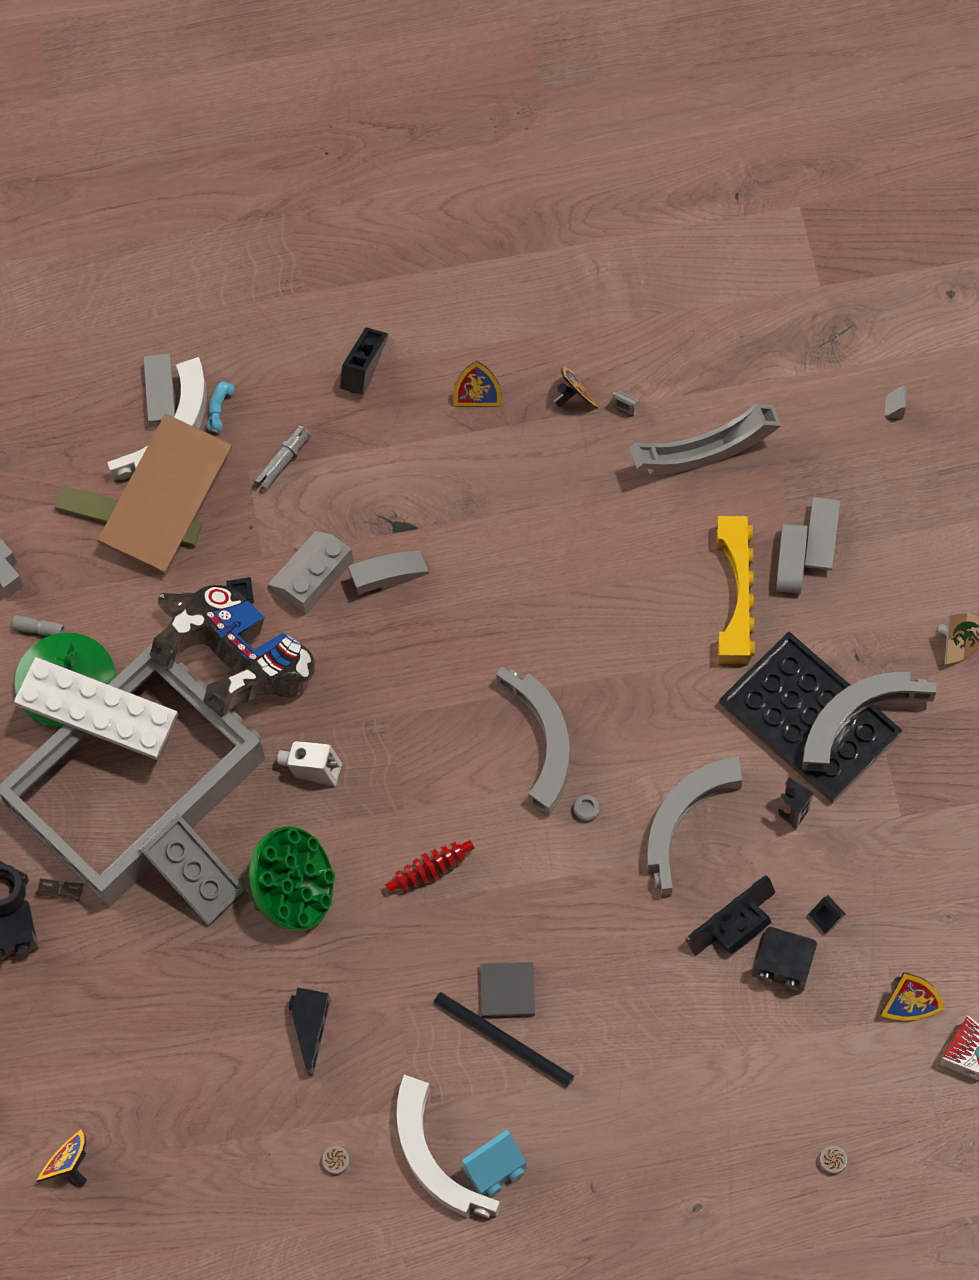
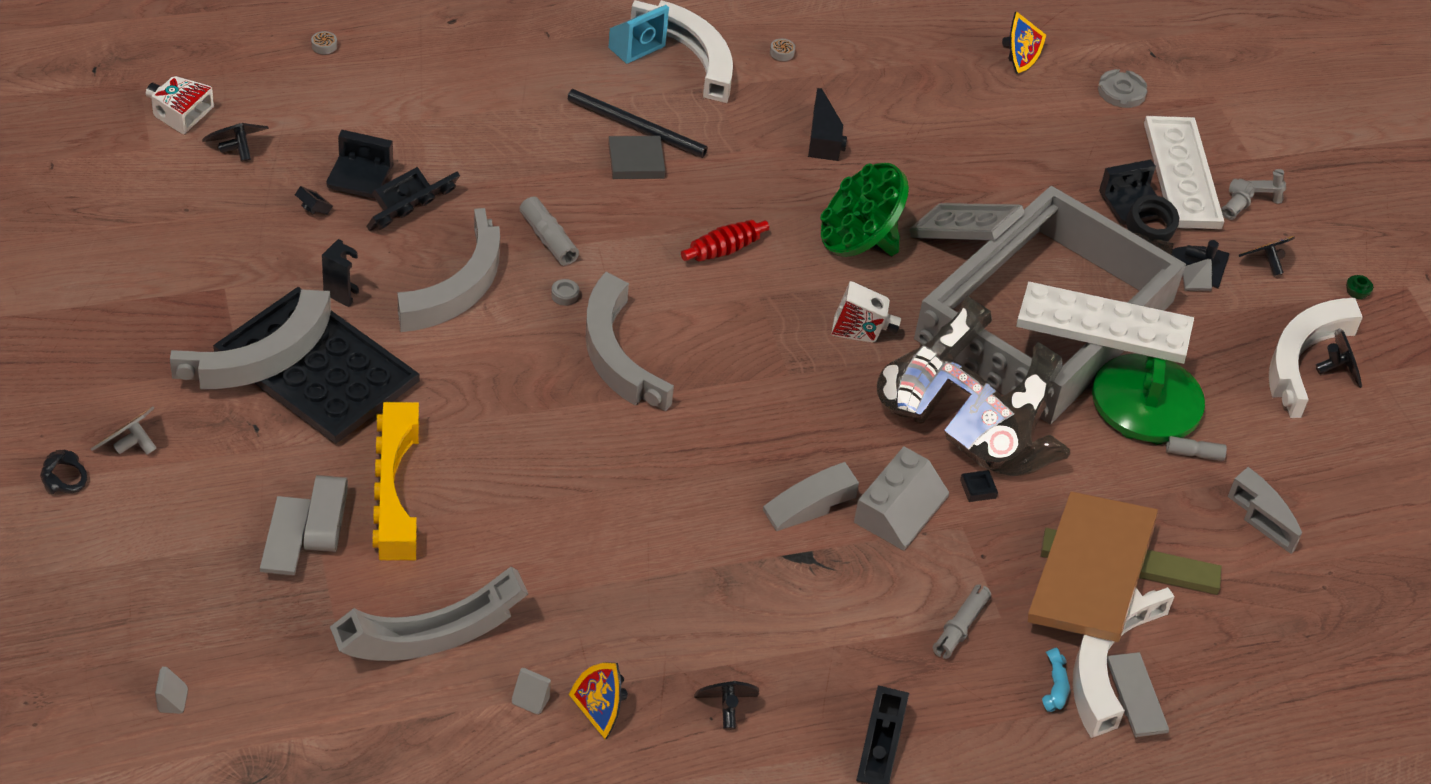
camera: 165 degrees right, 20 degrees down
(599, 878) = (549, 231): none -> light grey axle

